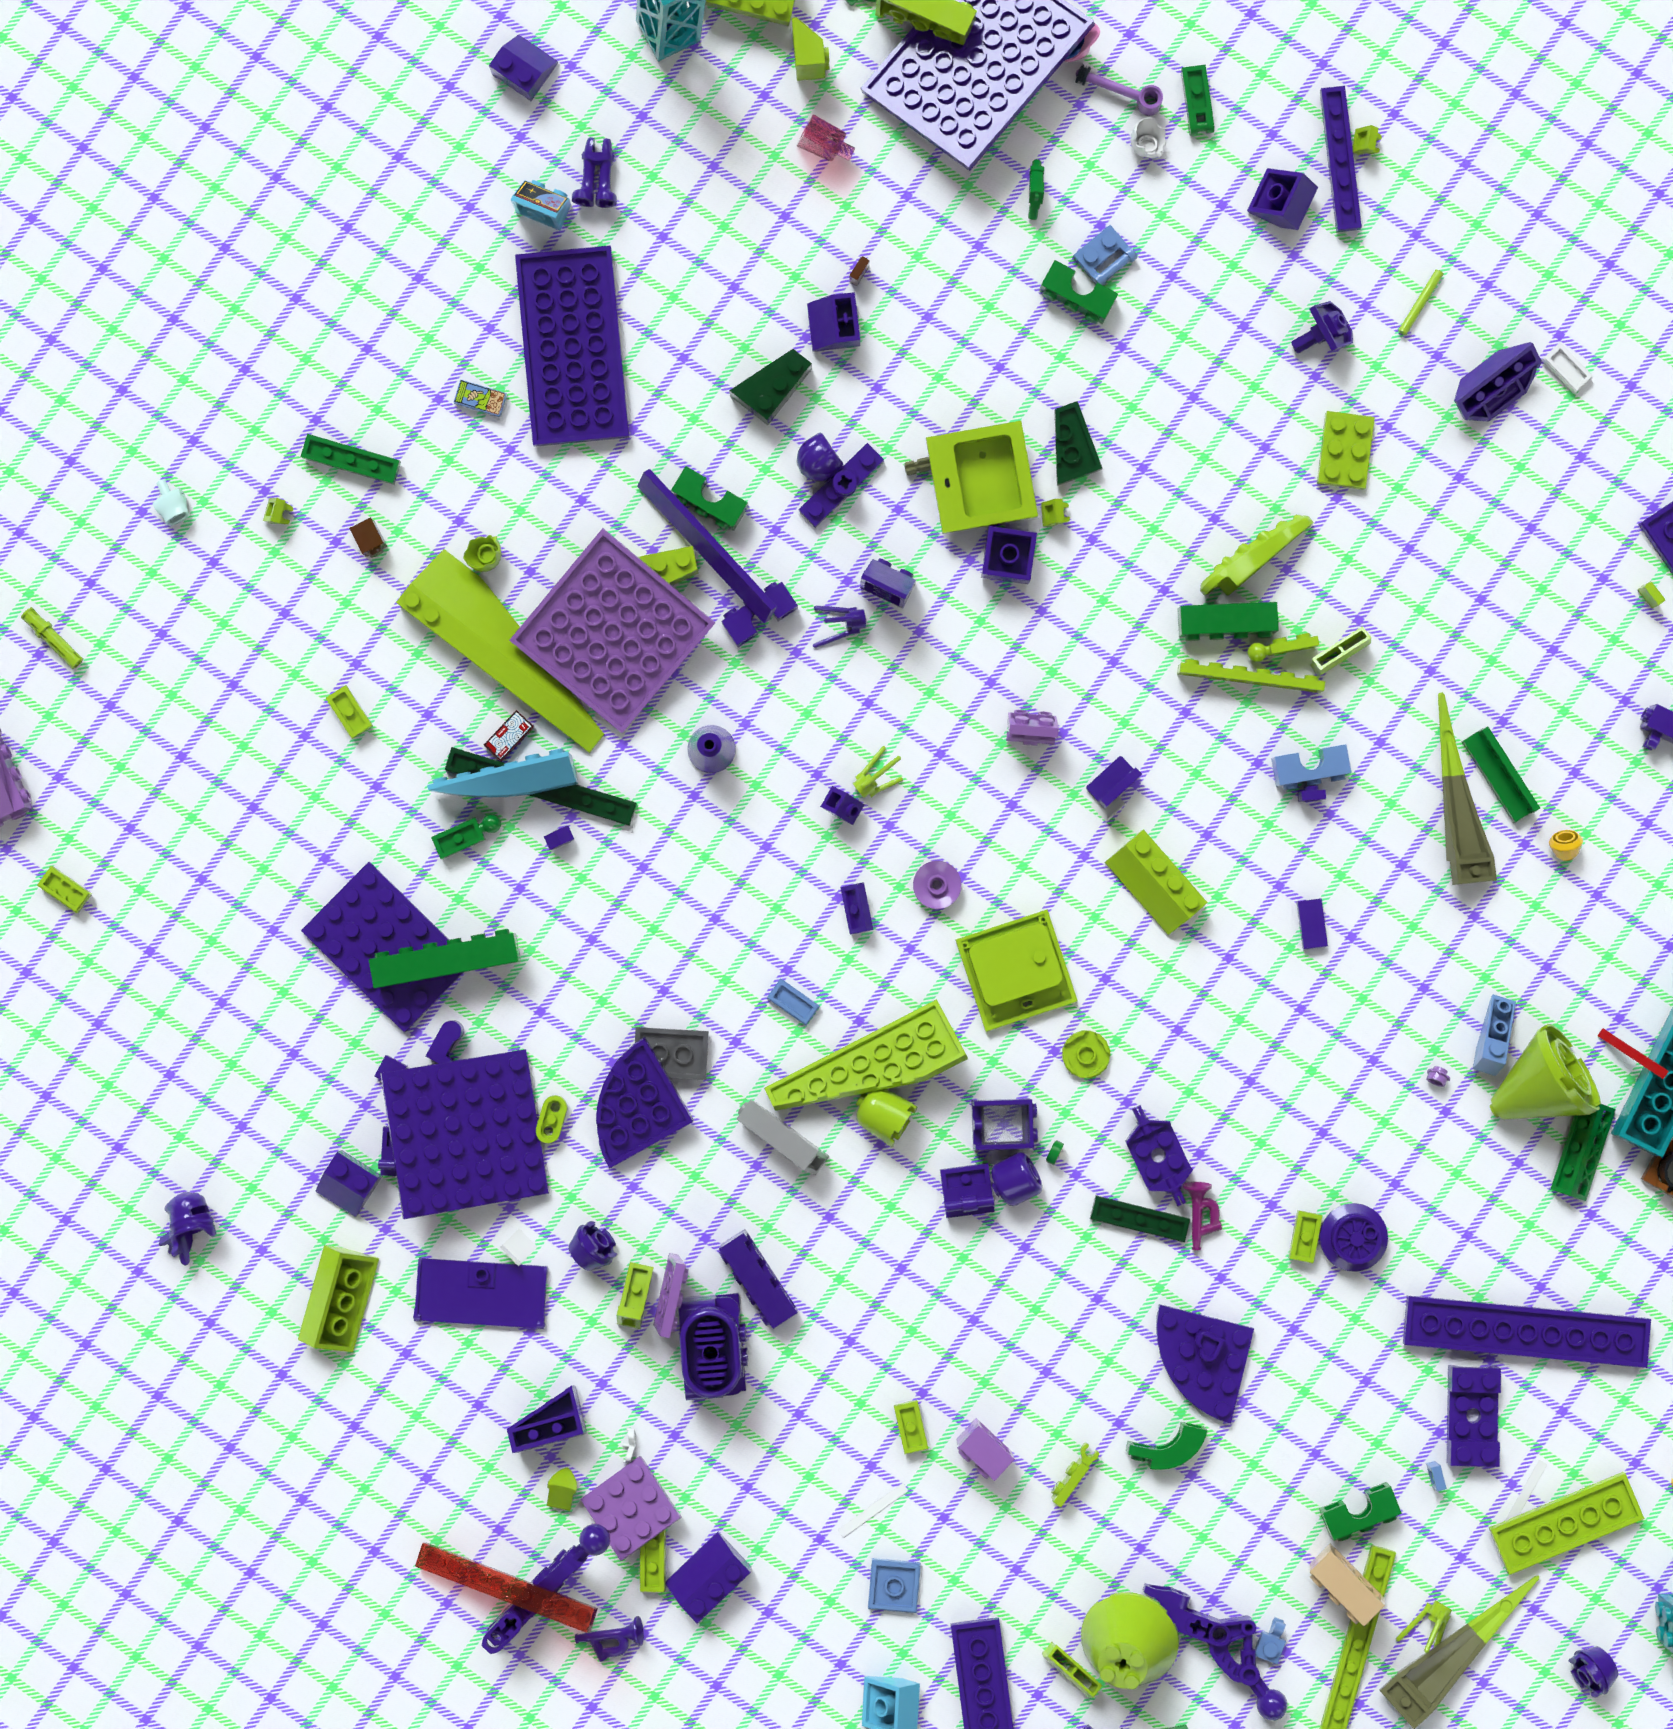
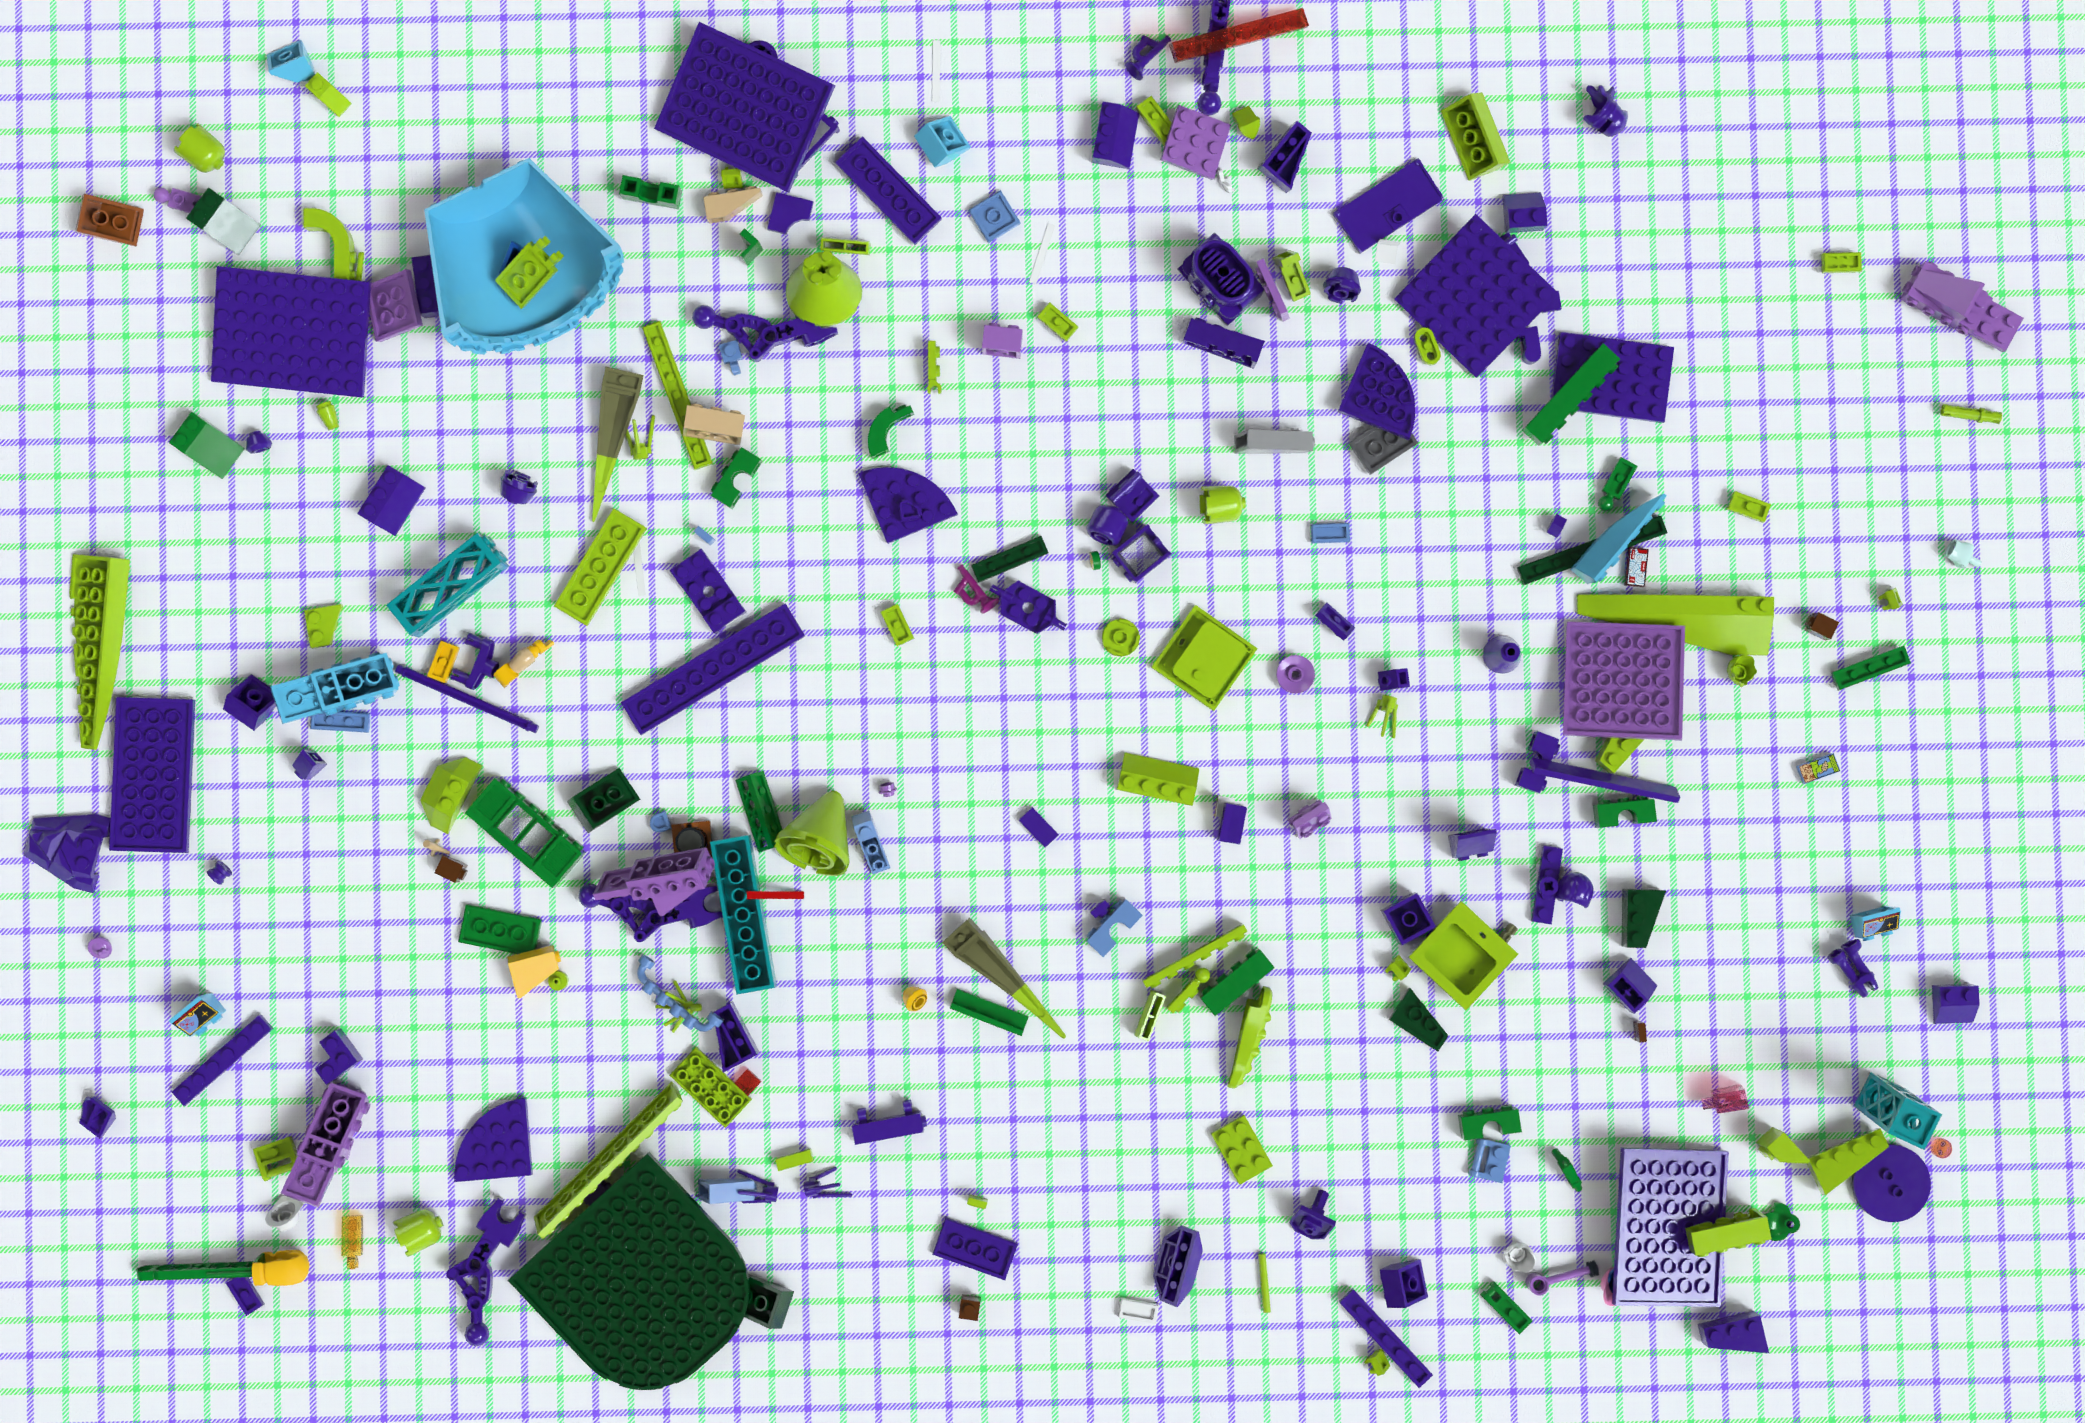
camera: 145 degrees right, 0 degrees up
(572, 346) = (1786, 845): dark purple plate -> none
(853, 619) = (1474, 804): dark purple plant -> none
(890, 1057) = (1244, 542): lime wing -> none
(1353, 1237) = (866, 647): dark purple wheel -> none

